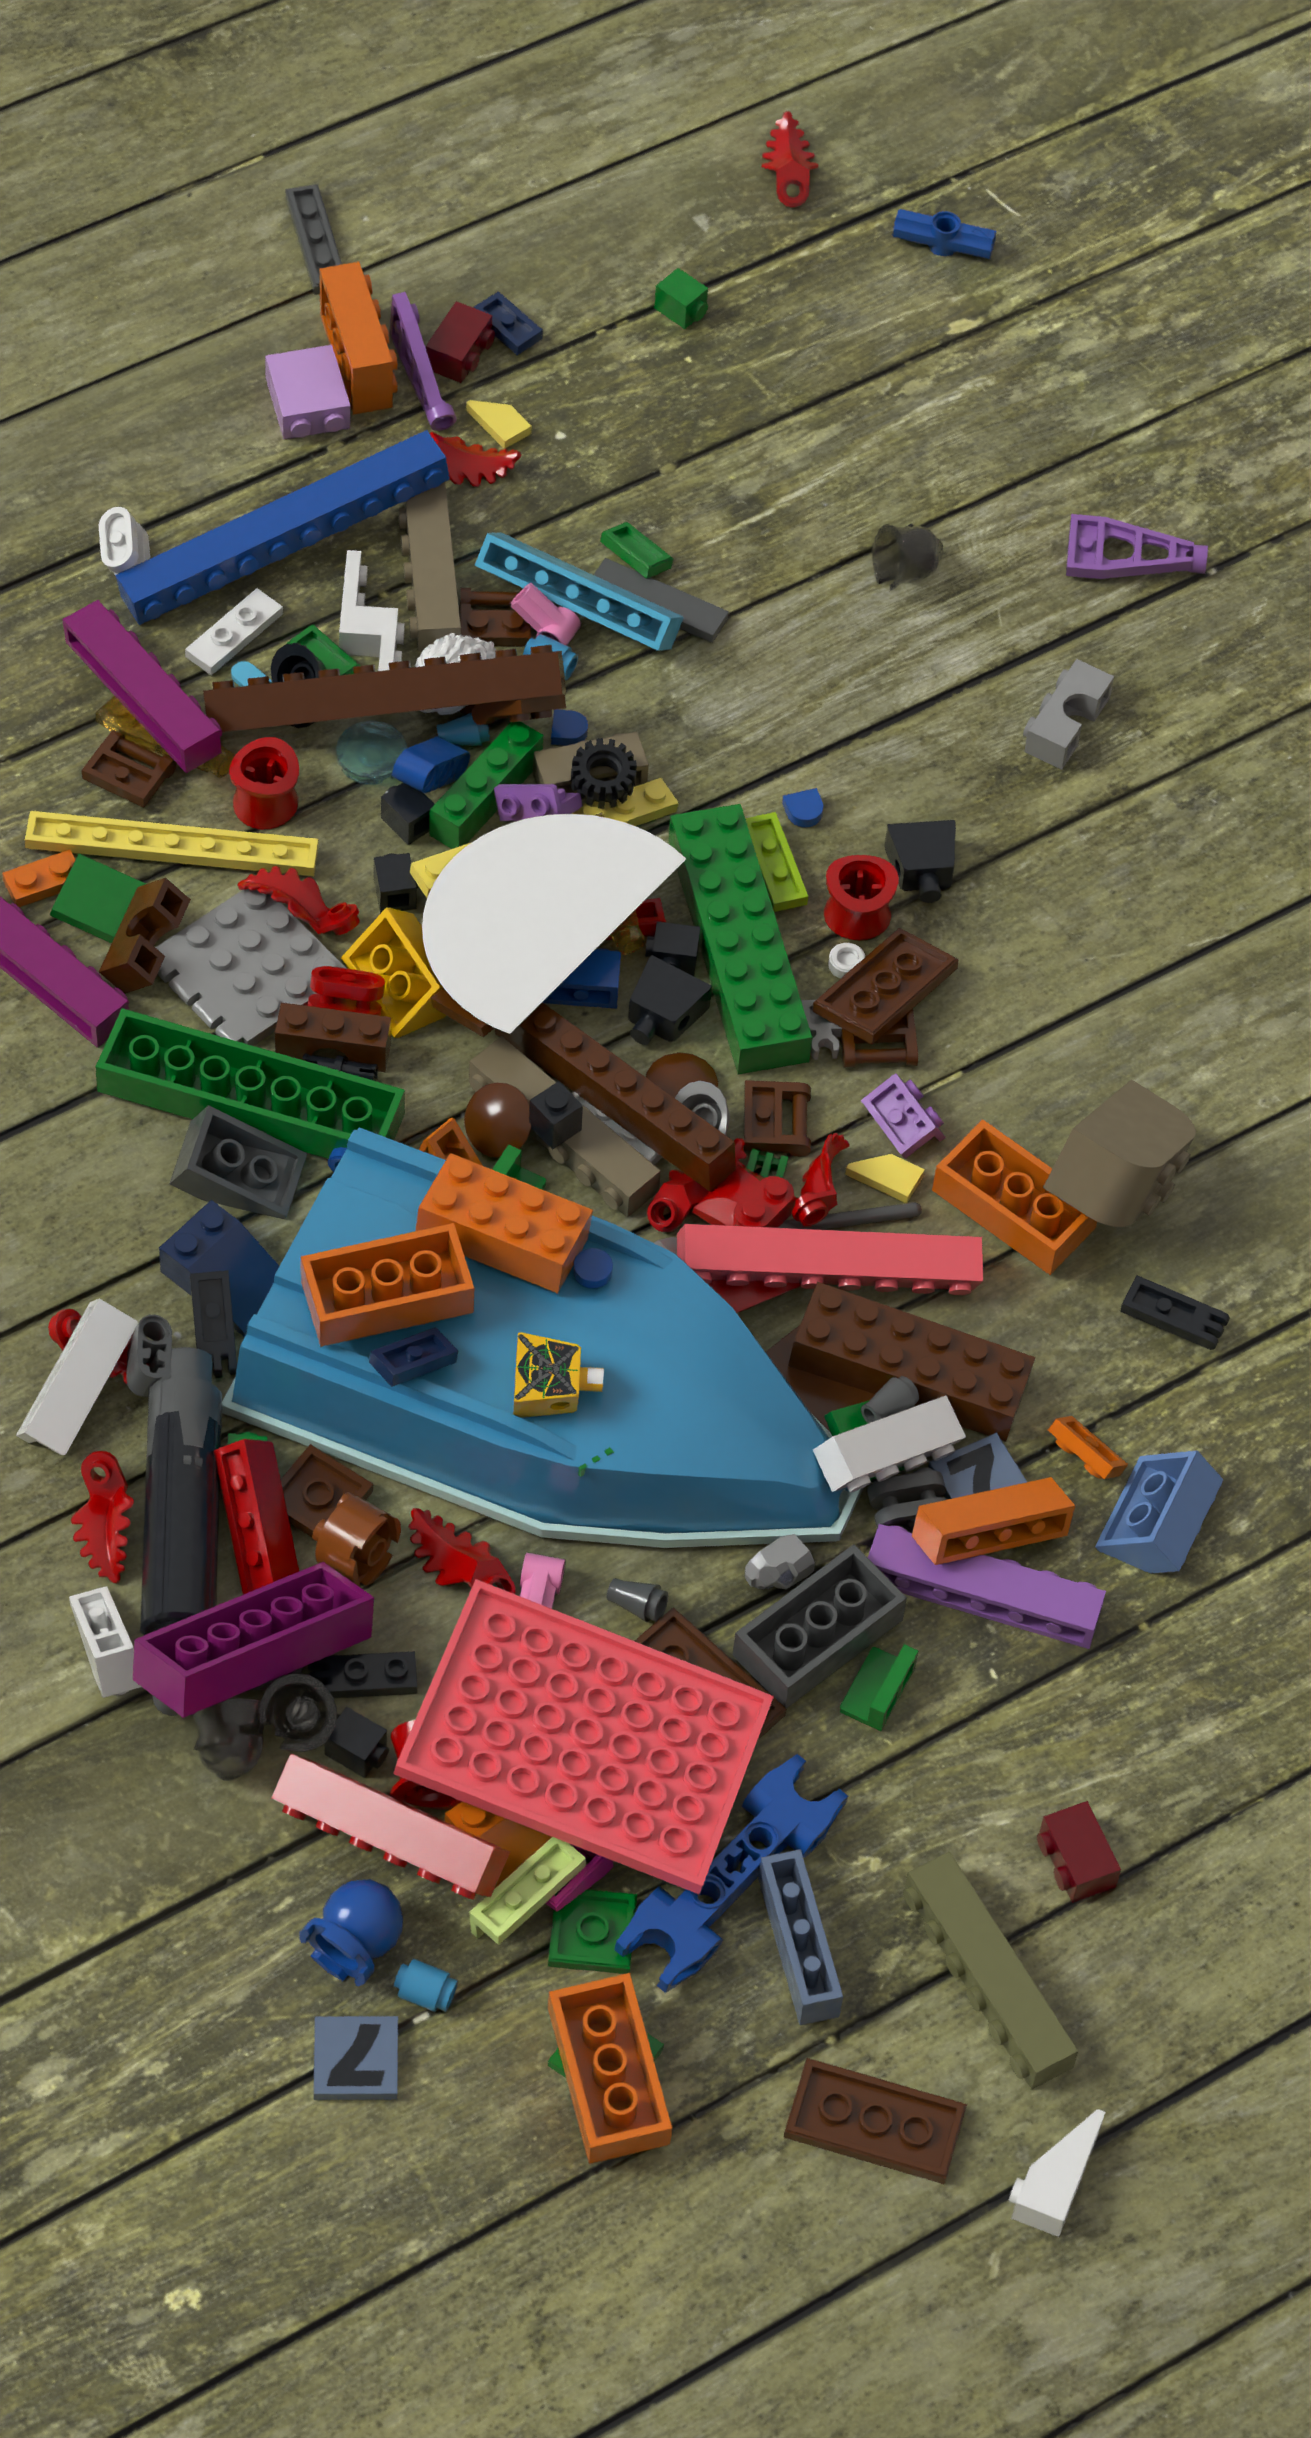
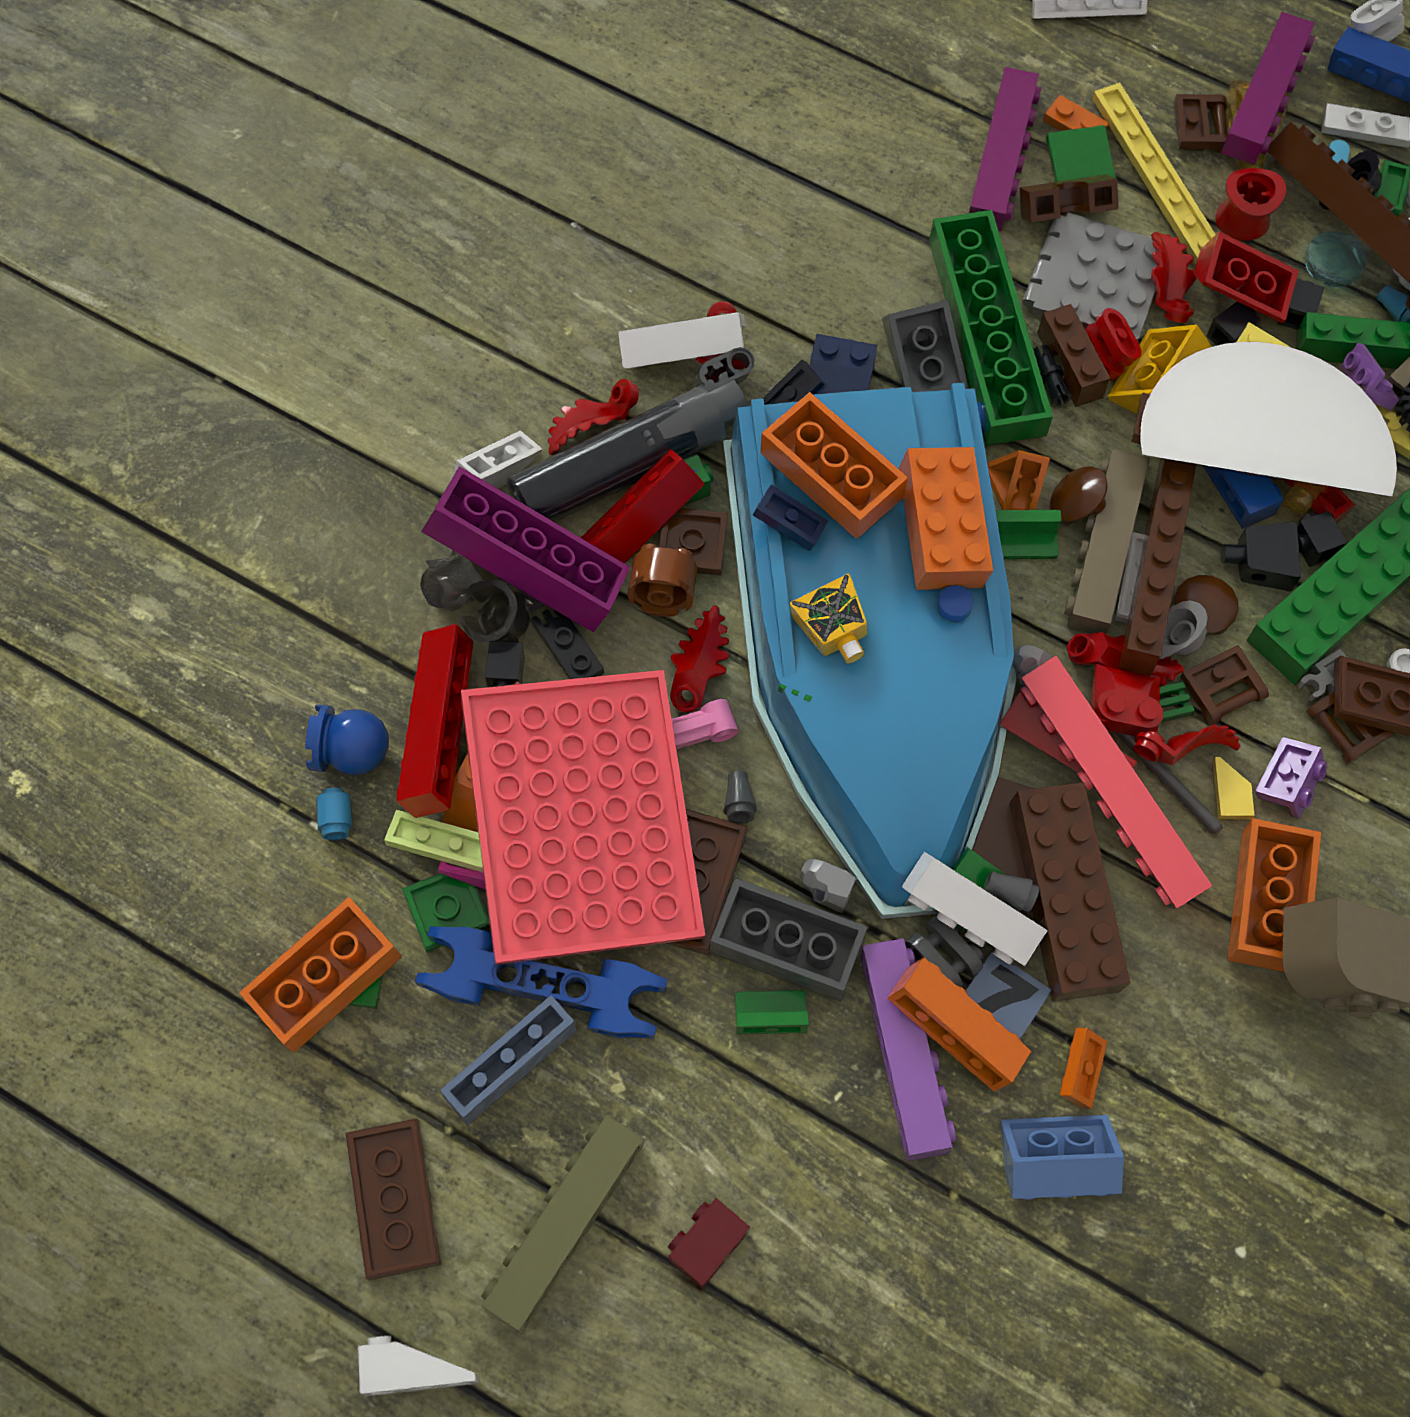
camera: 65 degrees right, 10 degrees up
(355, 836) = (1246, 275): none -> red slope
(356, 2058) = (257, 797): sand blue tile -> none
(431, 764) = (1346, 292): blue beam -> none
(555, 1115) = (1100, 524): black brick -> none
(1174, 1313) = (1257, 1076): black hinge -> none

